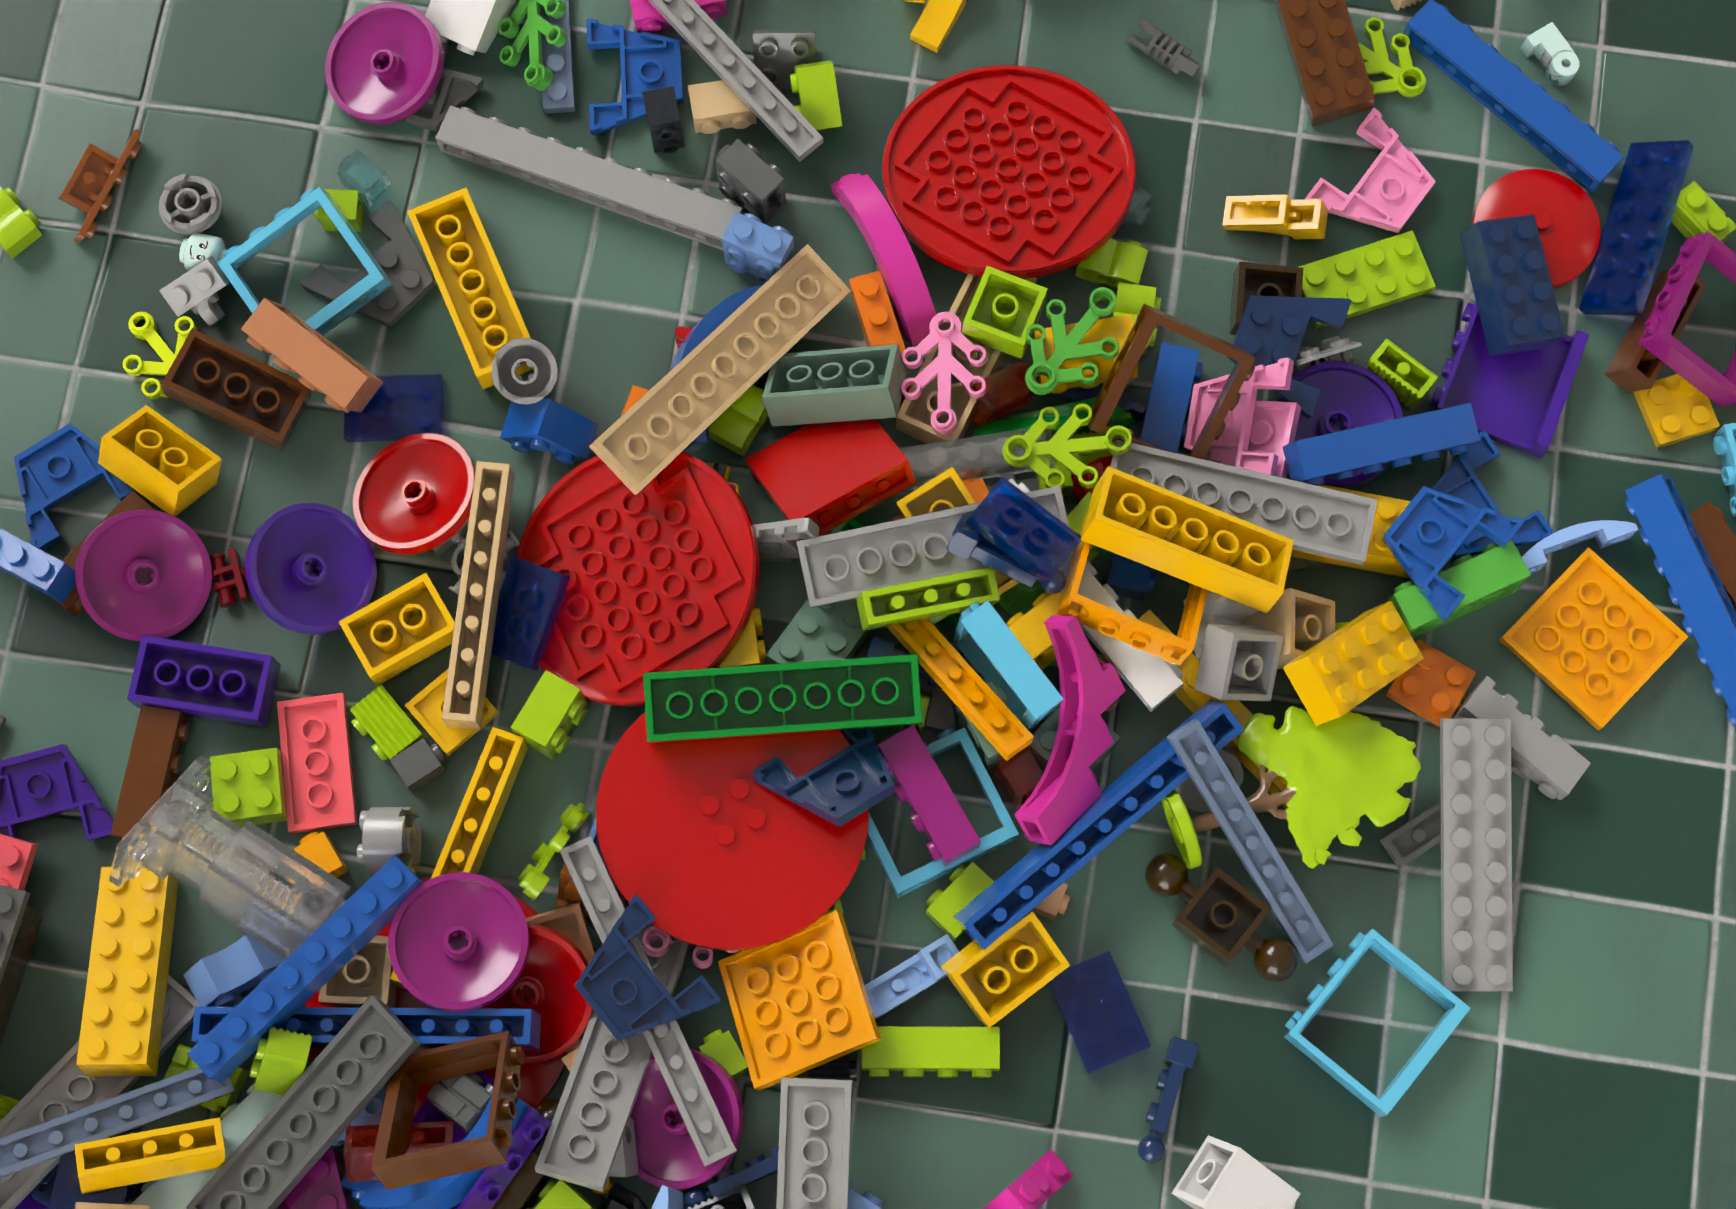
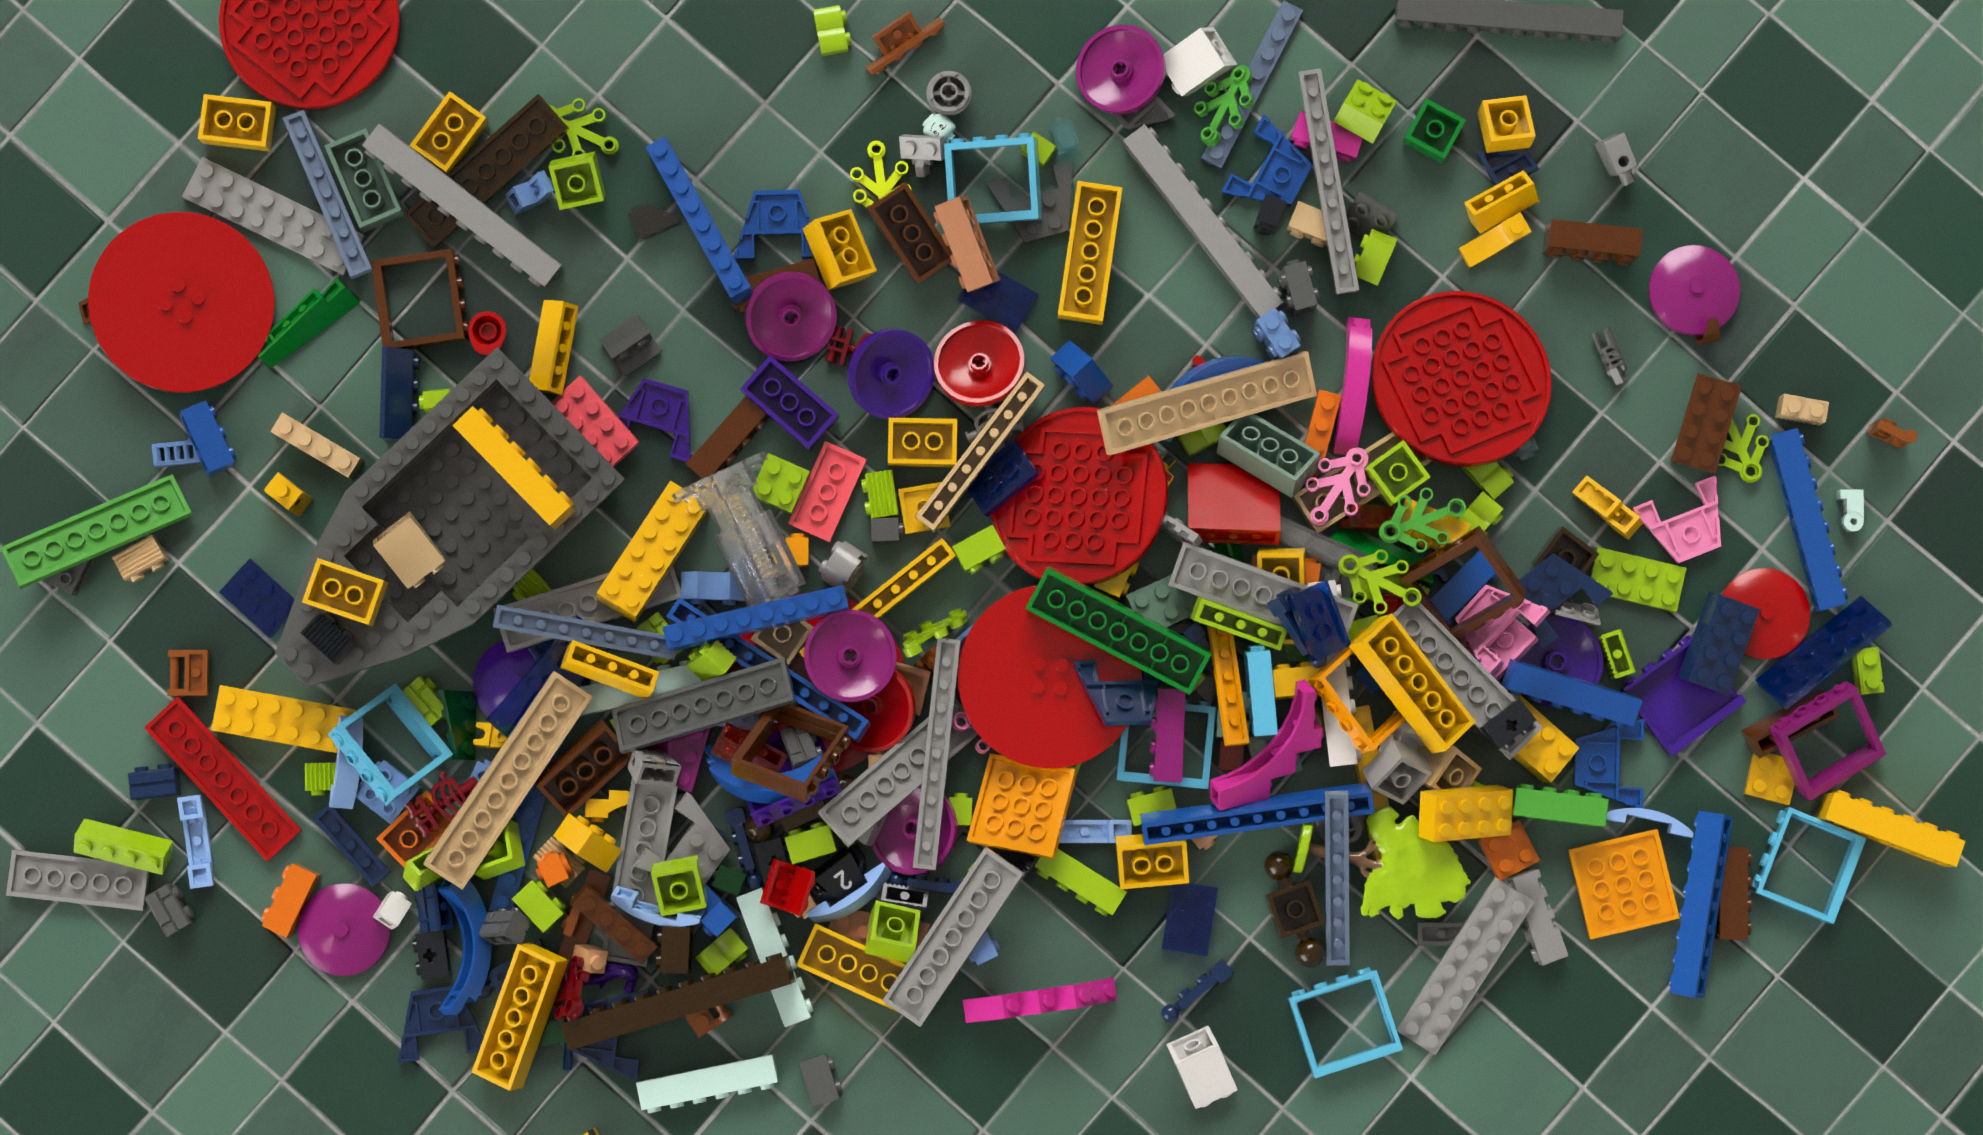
camera: 30 degrees right, 10 degrees up
(538, 383) = (1095, 341): light grey brick -> none
(626, 990) = (928, 744): dark blue wing -> none
(1327, 535) = (1495, 727): none -> black brick
(1431, 534) = (1562, 766): blue wing -> none

